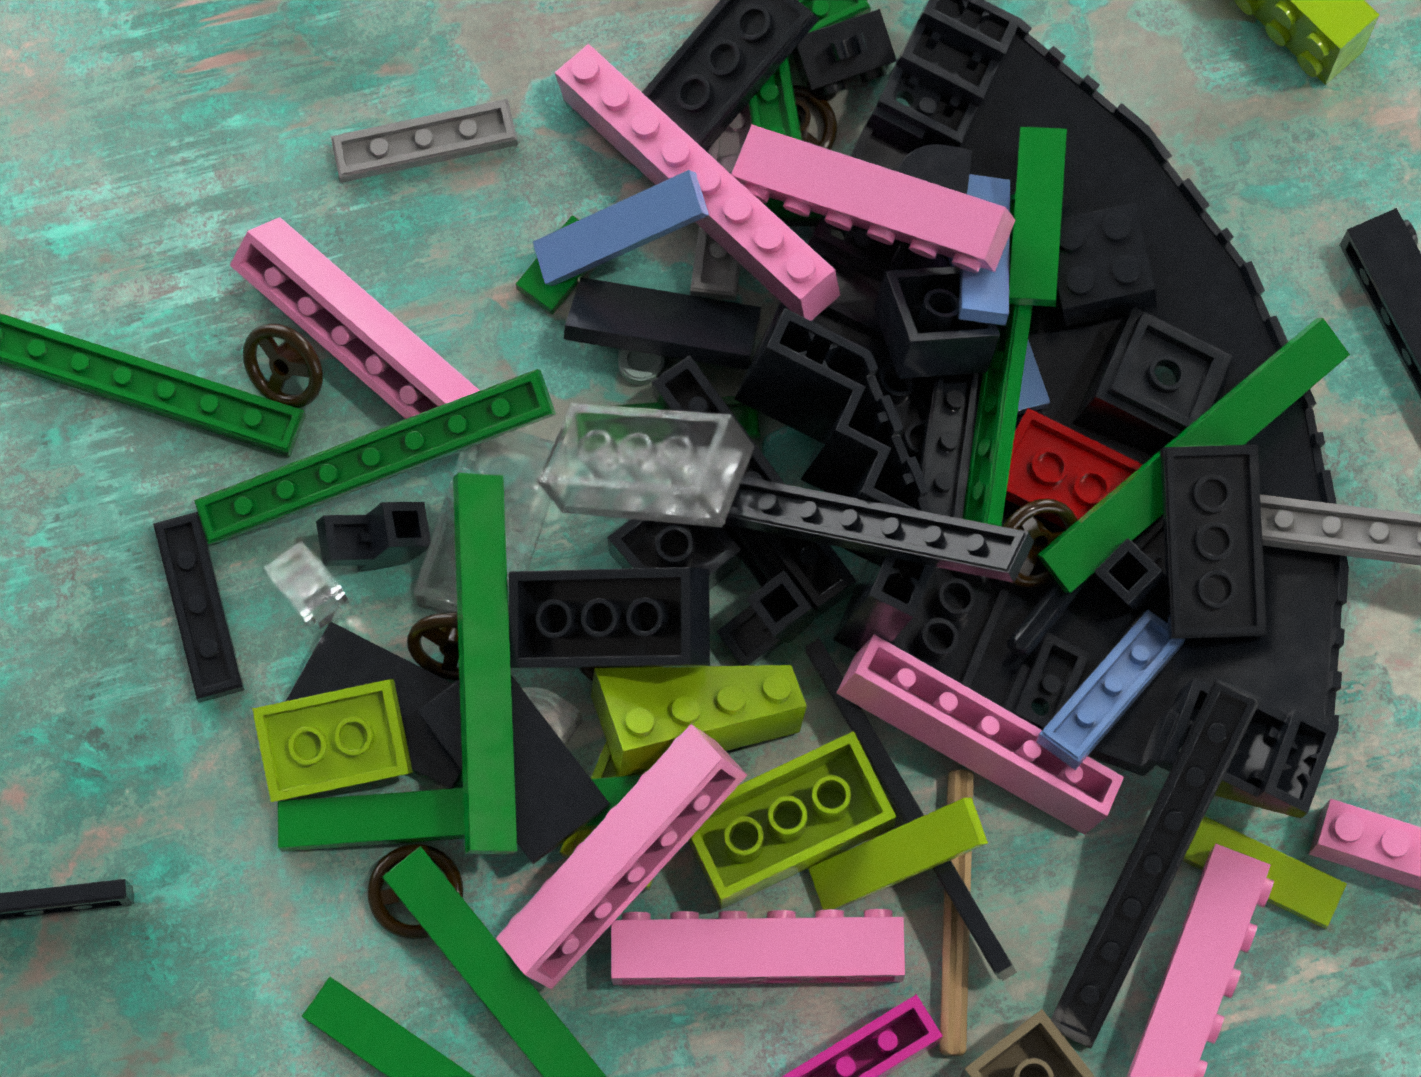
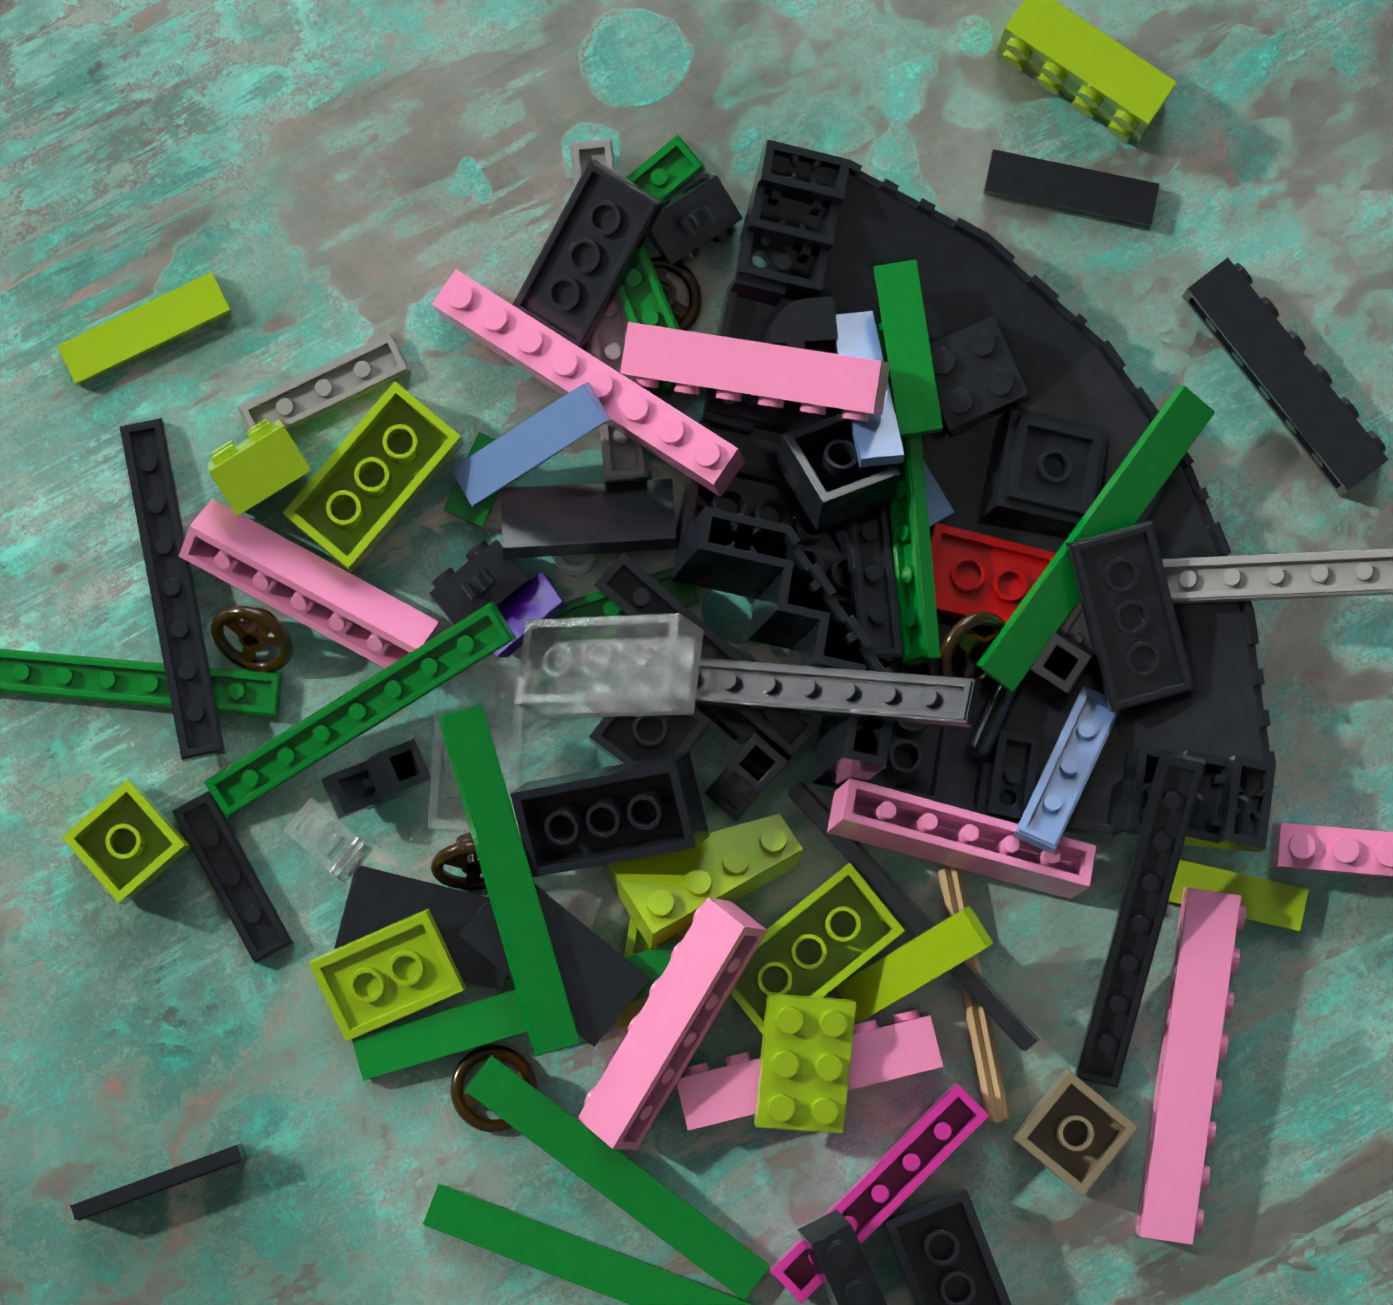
camera: 20 degrees left, 10 degrees up
(96, 540) = (126, 842): none -> lime brick
(214, 304) = (172, 590): none -> black tile
(257, 41) = (144, 329): none -> lime tile
(334, 189) = (257, 465): none -> lime brick
(451, 232) = (373, 477): none -> lime brick
(542, 350) = (478, 582): none -> black brick
(589, 389) = (533, 601): none -> dark purple tile
(754, 932) = (805, 1063): none -> lime plate
(1246, 111) = (1071, 188): none -> black tile

